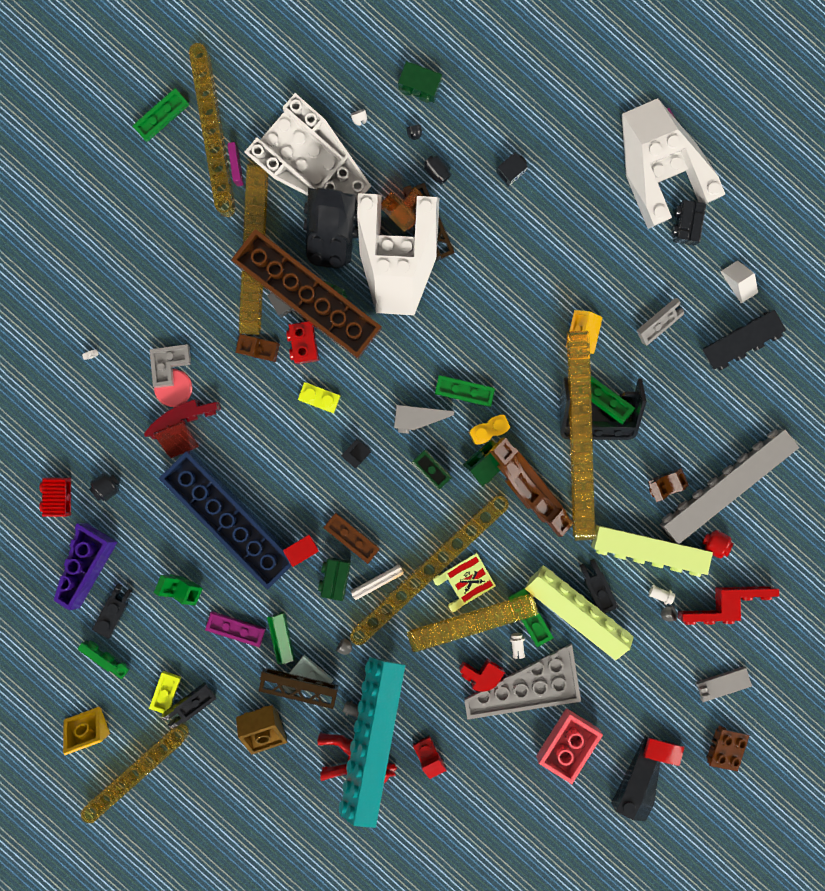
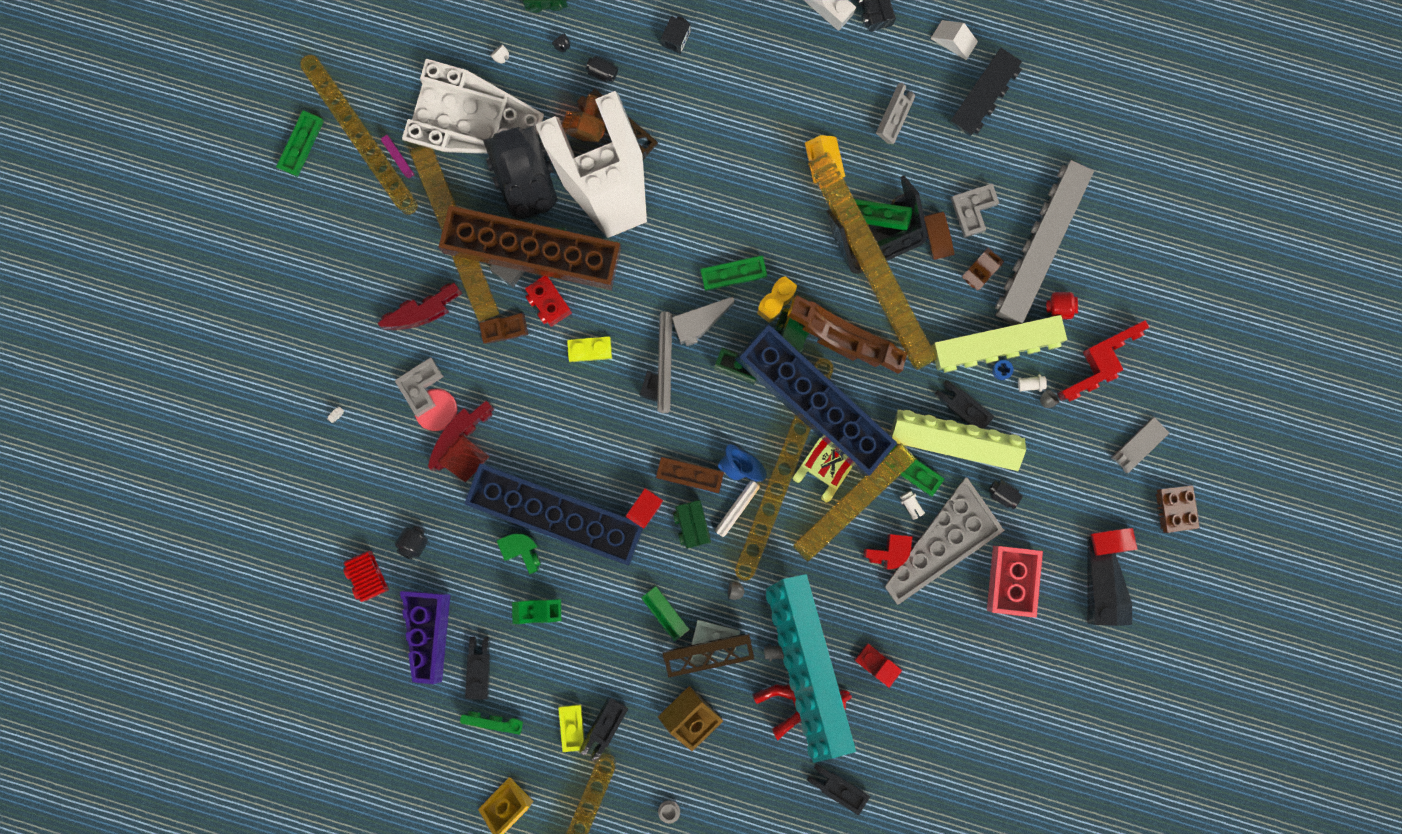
camera: 25 degrees left, 5 degrees down
(189, 301) = (413, 315): none -> dark red slope
(192, 531) = (520, 544): none -> green brick
(211, 792) = (669, 811): none -> light grey plate
(235, 629) = (614, 627): magenta tile -> none
(353, 841) = (840, 790): none -> black hinge
(373, 439) = (664, 362): none -> light grey axle
(397, 550) = (740, 464): none -> blue piece
(479, 529) = (815, 400): none -> dark blue brick
(596, 672) = (1005, 494): none -> black brick
(645, 578) = (1007, 365): none -> blue bush
(646, 439) = (938, 235): none -> reddish brown slope
(682, 426) = (968, 208): none -> light grey plate

